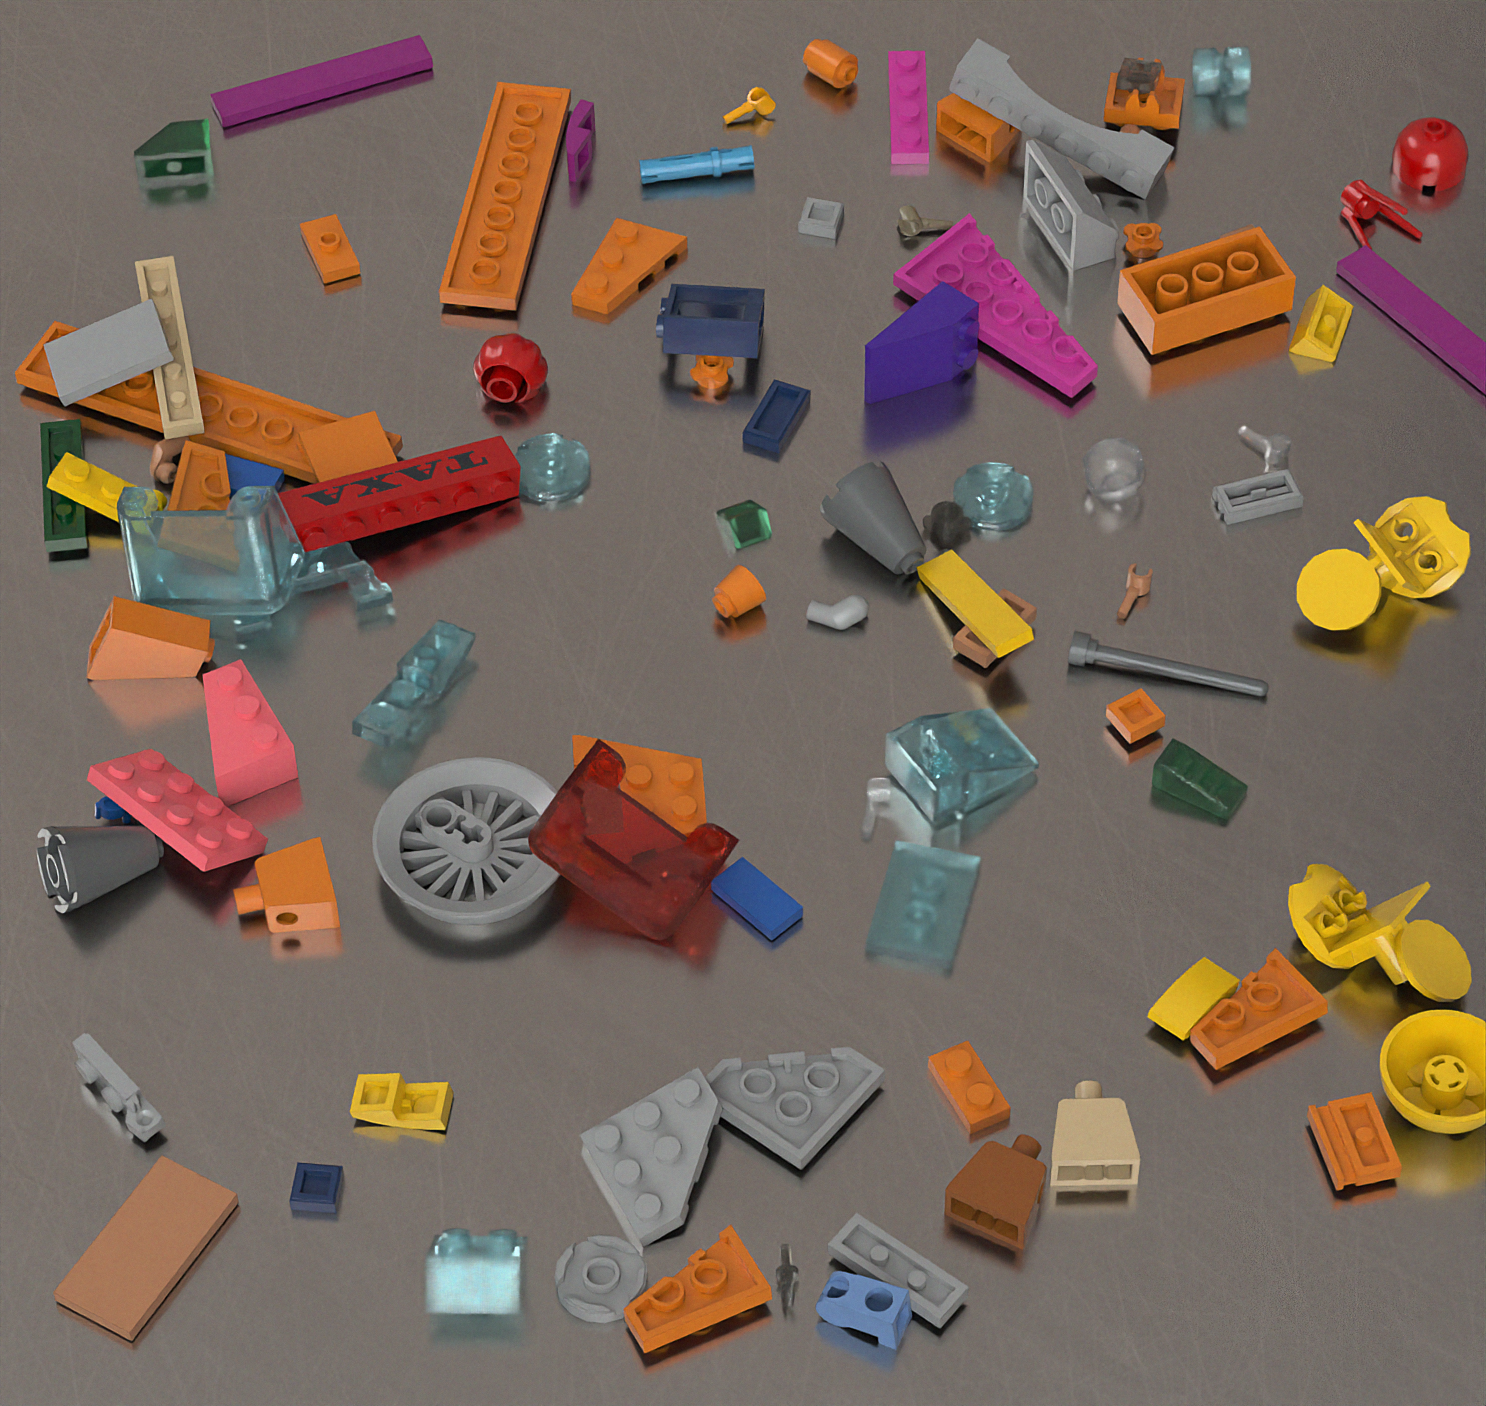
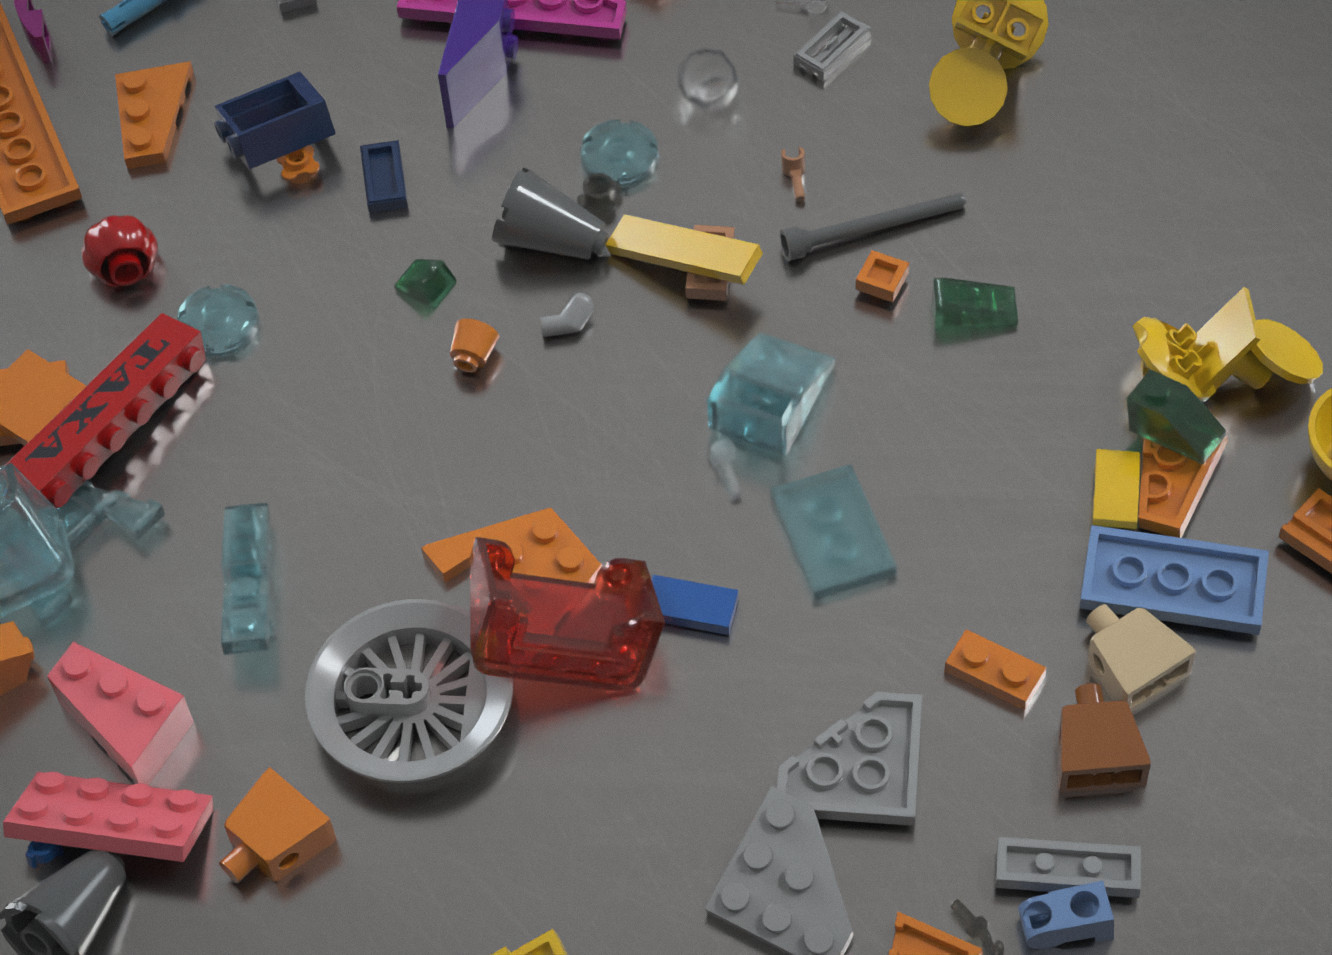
camera: 30 degrees left, 5 degrees up
(1182, 1098) = (1175, 579): none -> medium blue plate
(1283, 962) = (1173, 417): none -> clear green slope

